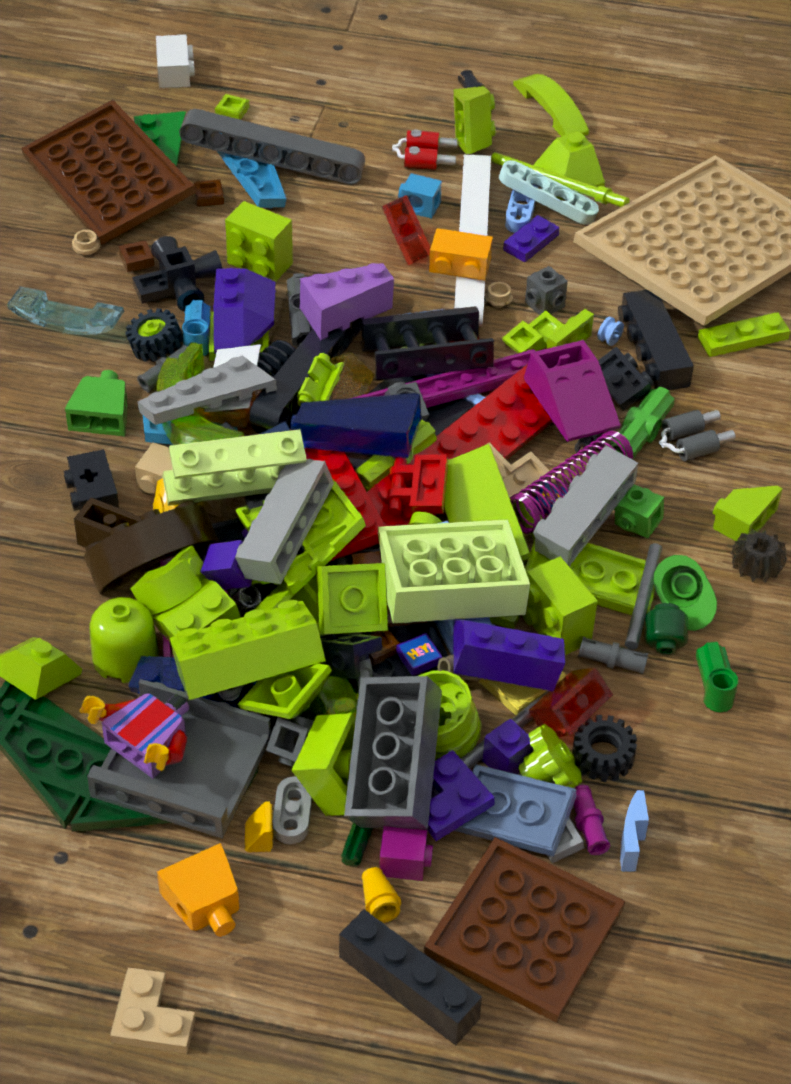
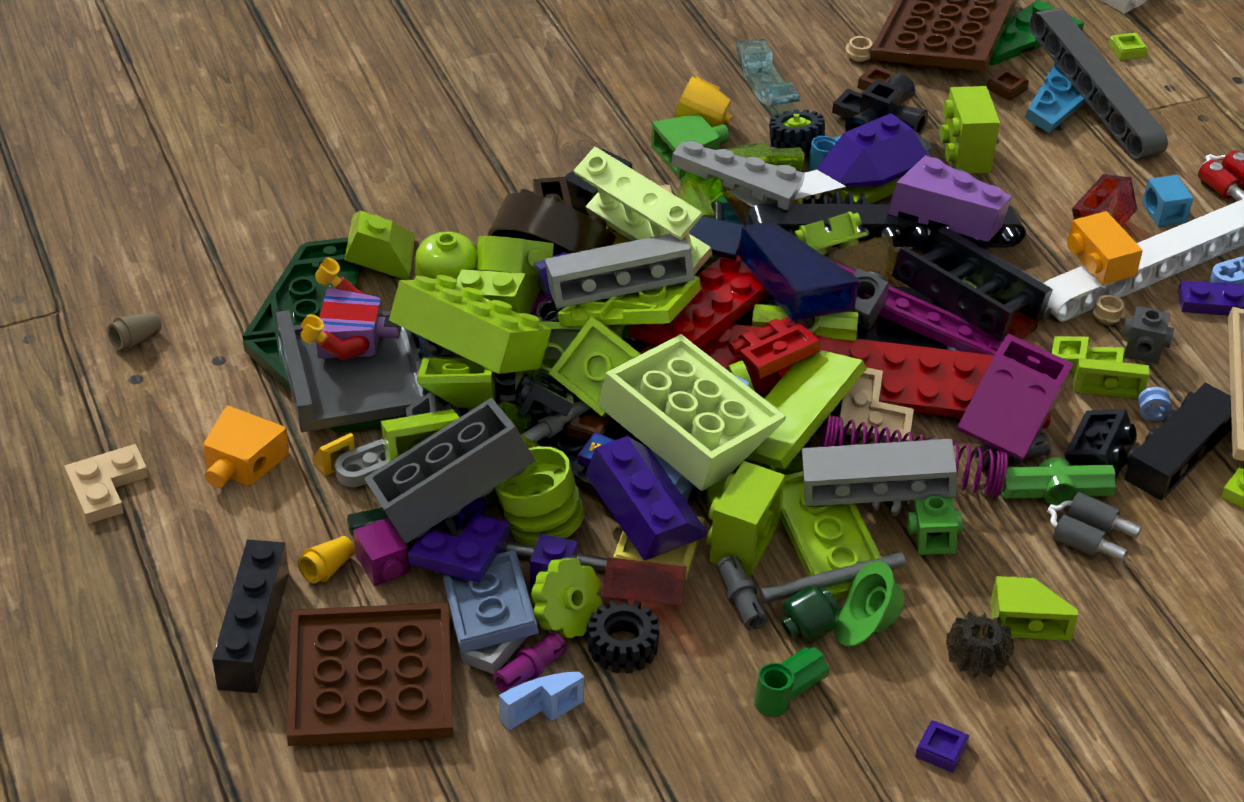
camera: 55 degrees right, 5 degrees down
(71, 365) = (705, 100): none -> yellow helmet

